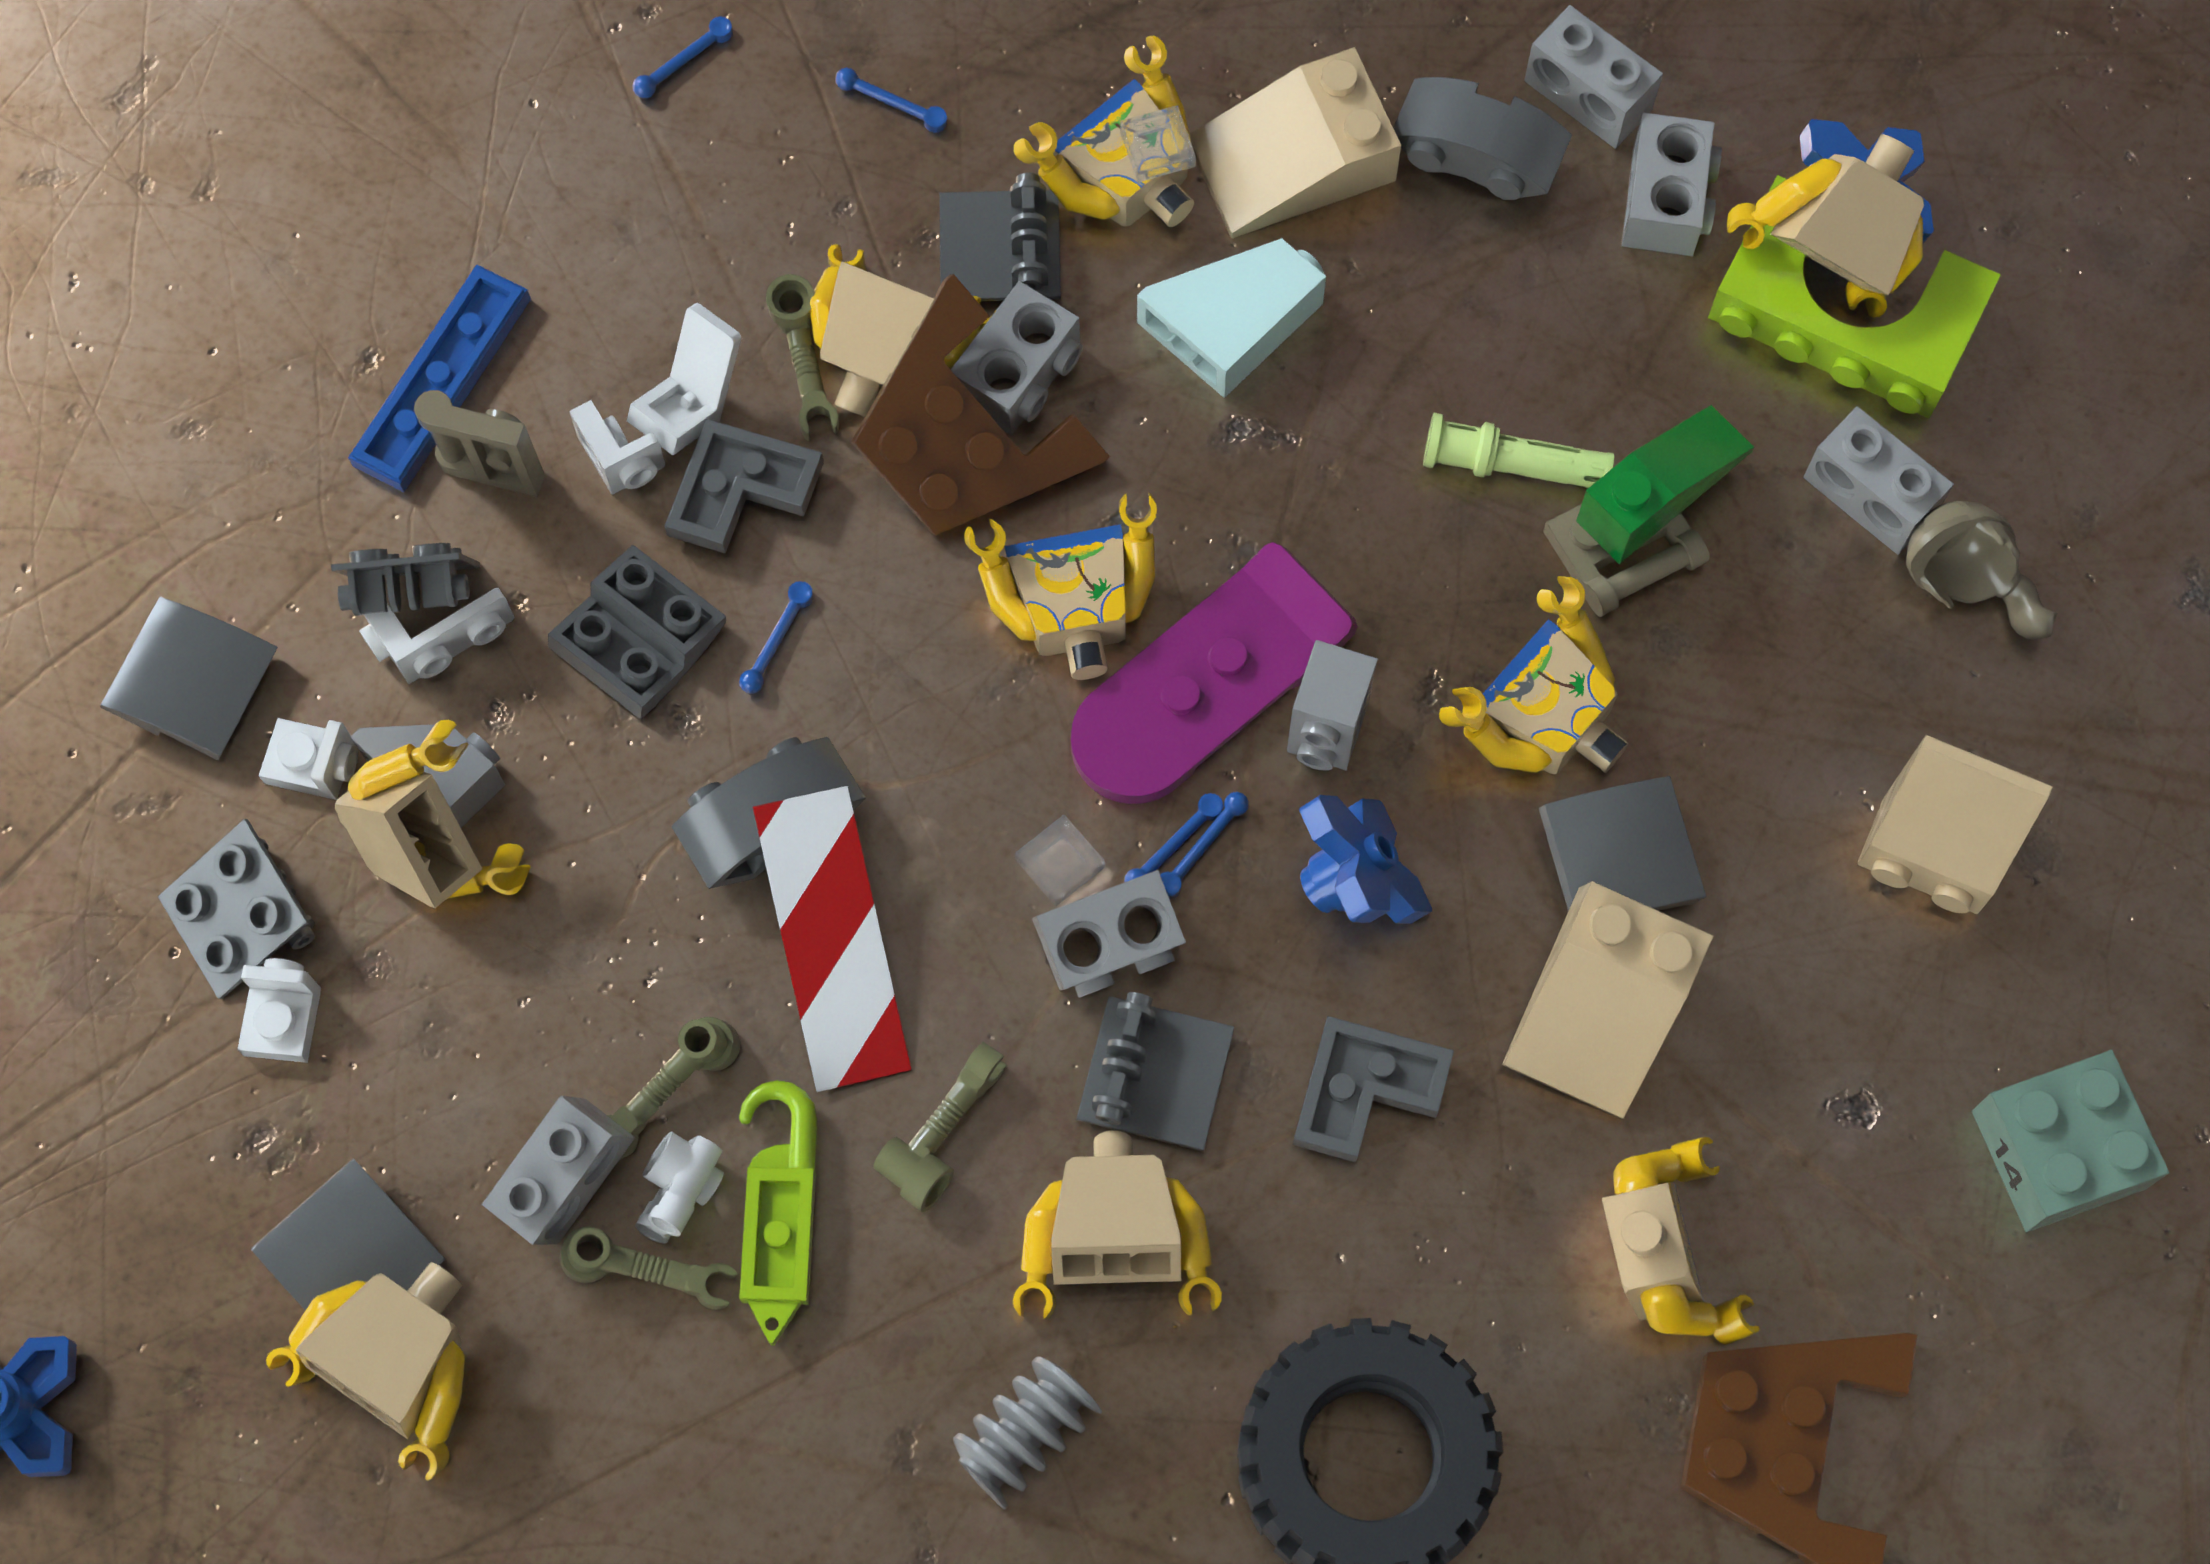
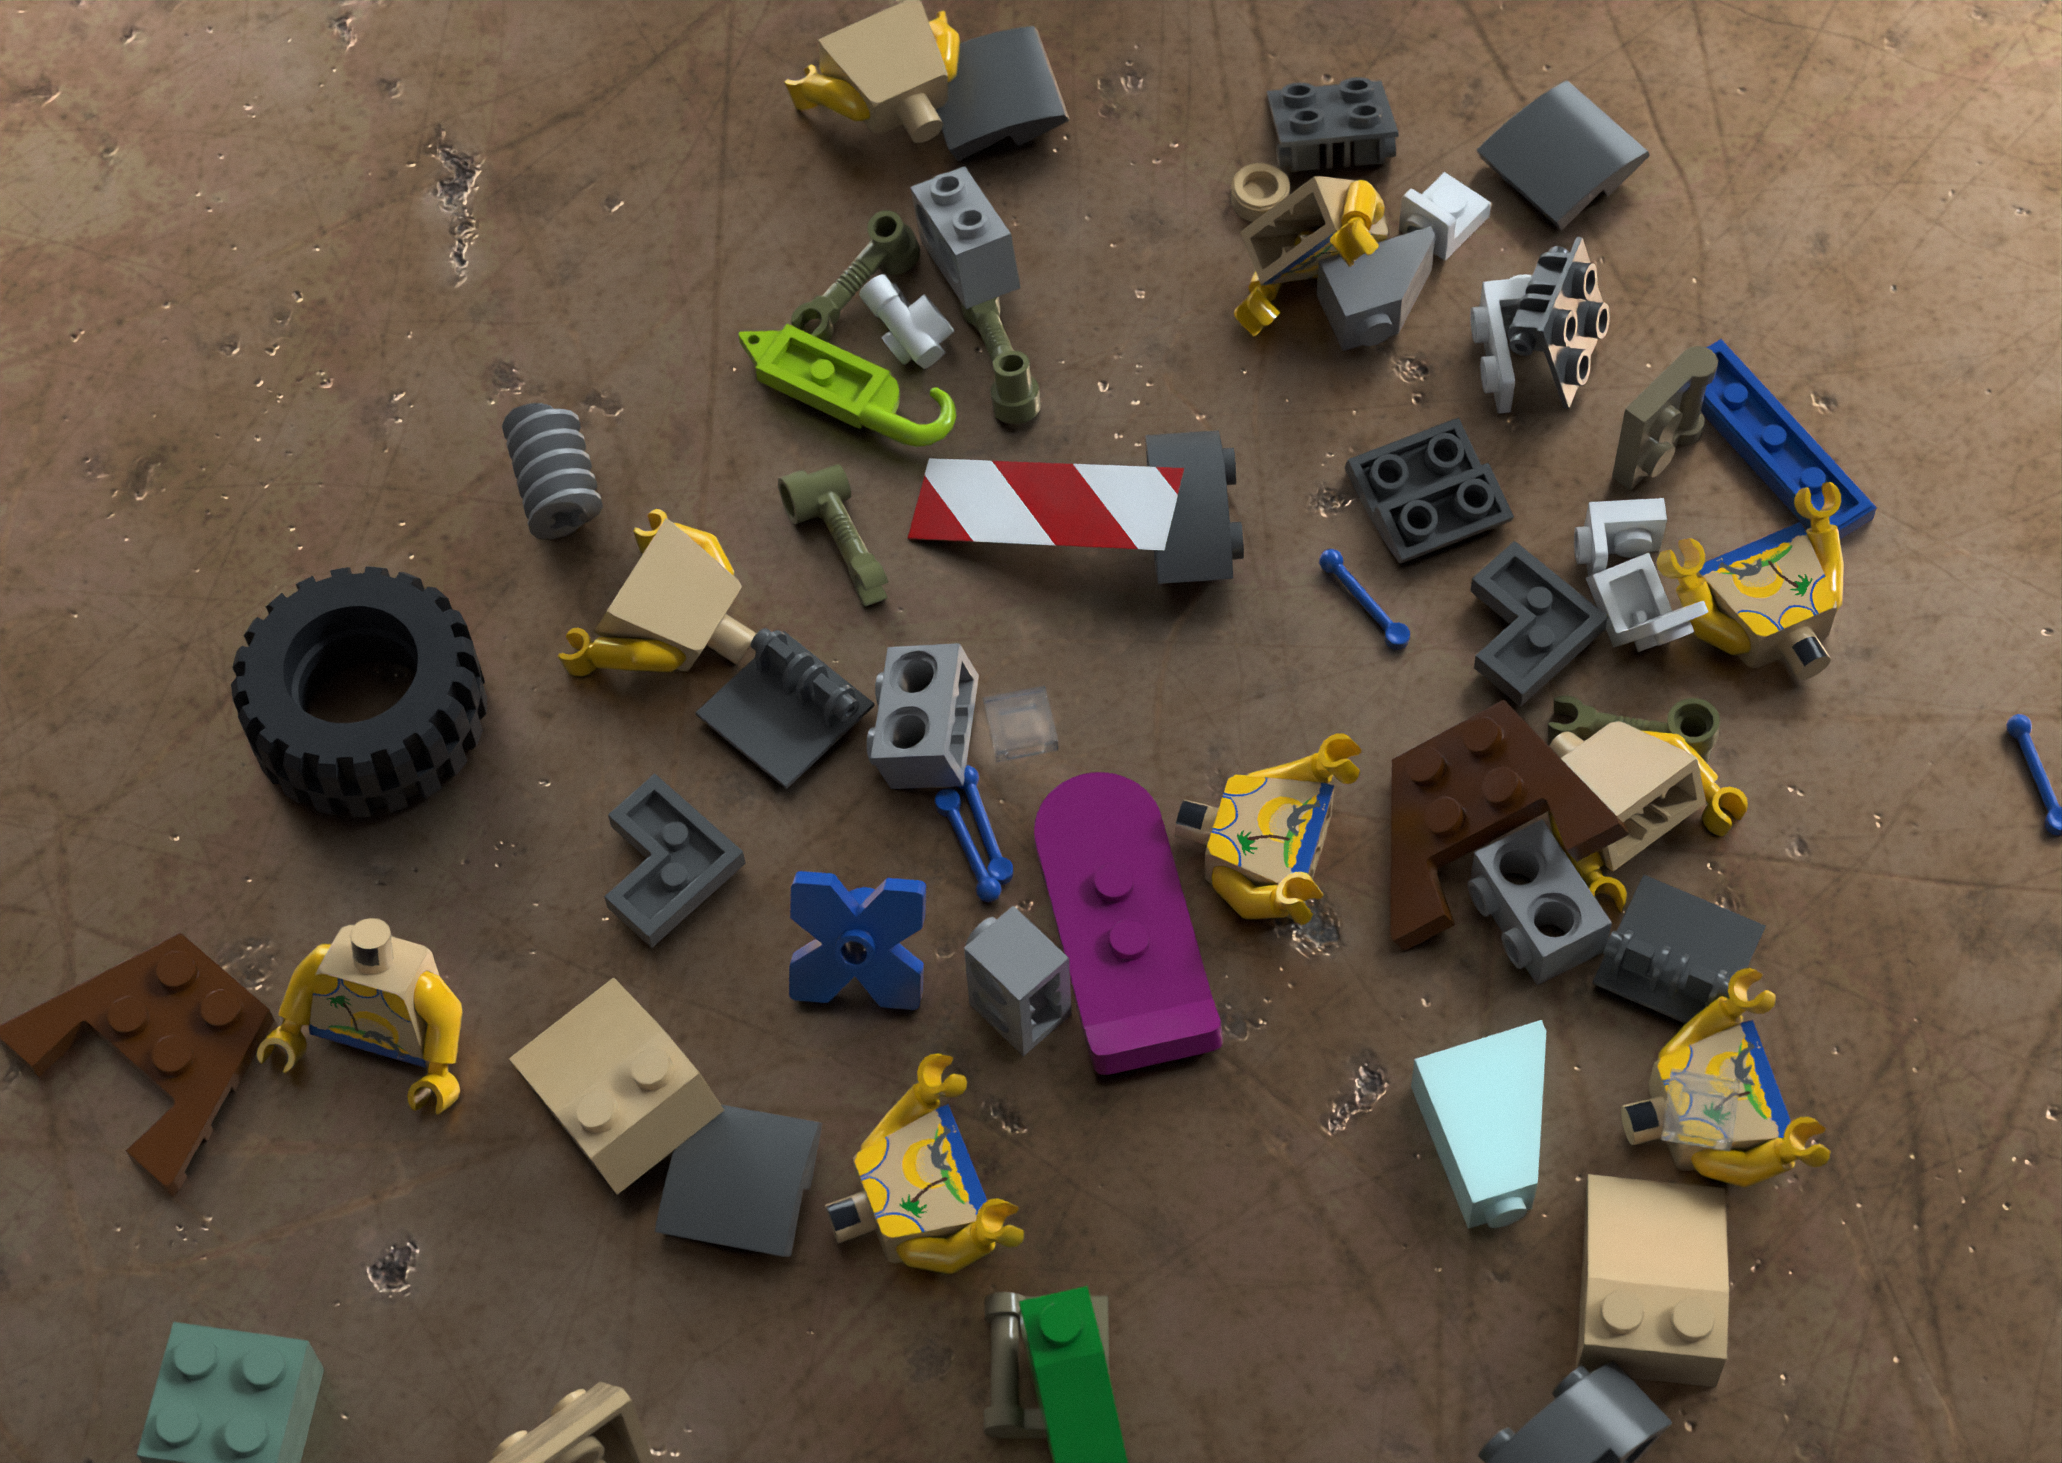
camera: 120 degrees right, 10 degrees down
(279, 1011) = (1226, 120): white bracket -> none
(354, 941) = (1257, 190): none -> tan tile
(612, 300) = (1769, 594): none -> torso
(934, 117) = (1861, 965): blue hinge -> none
(1490, 451) = (1213, 1282): yellowish green pin -> none

